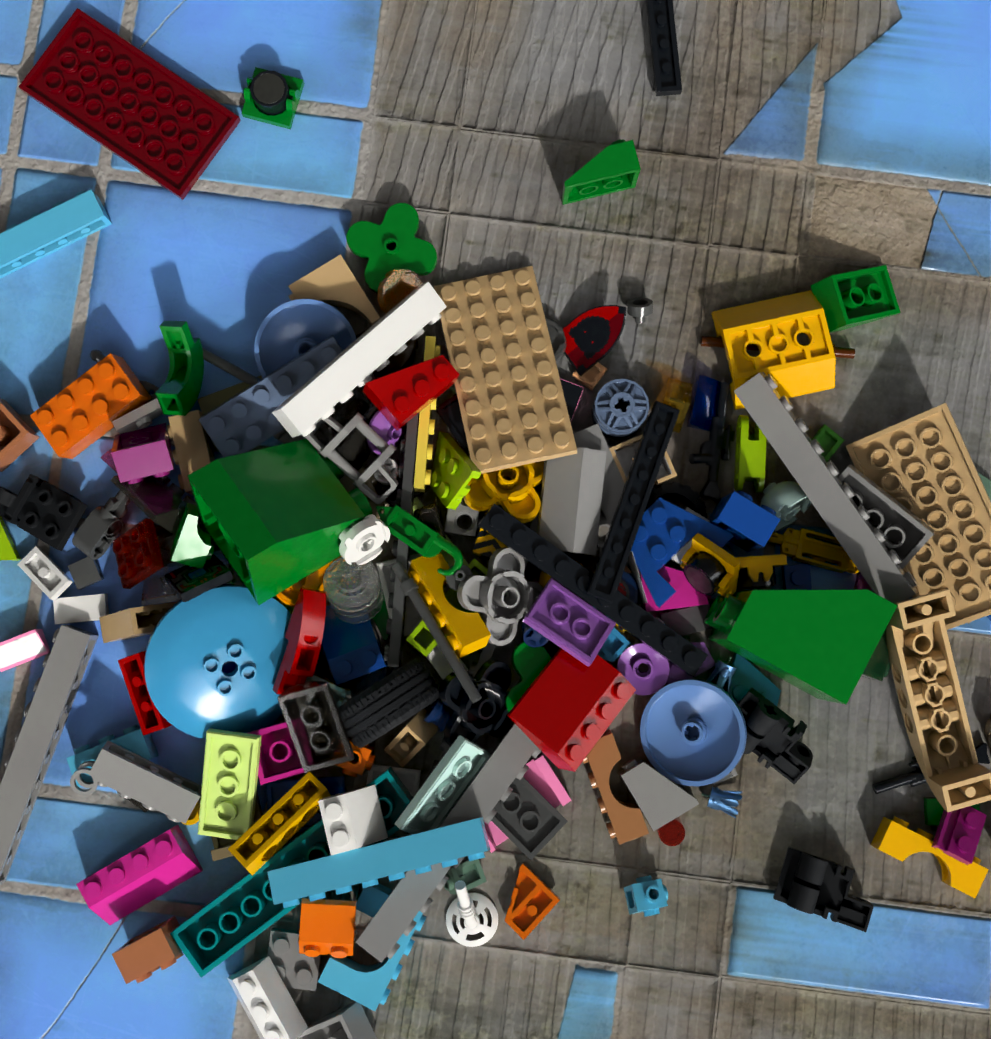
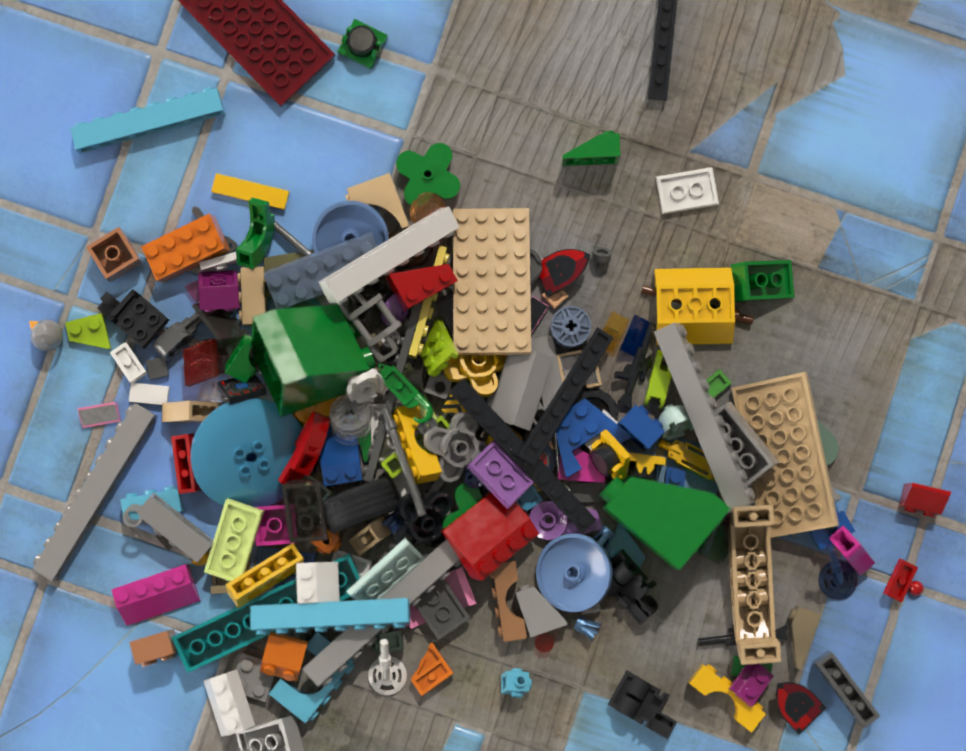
camera: 15 degrees right, 0 degrees up
(151, 315) = (246, 190): none -> yellow tile
(732, 203) = (687, 191): none -> white tile

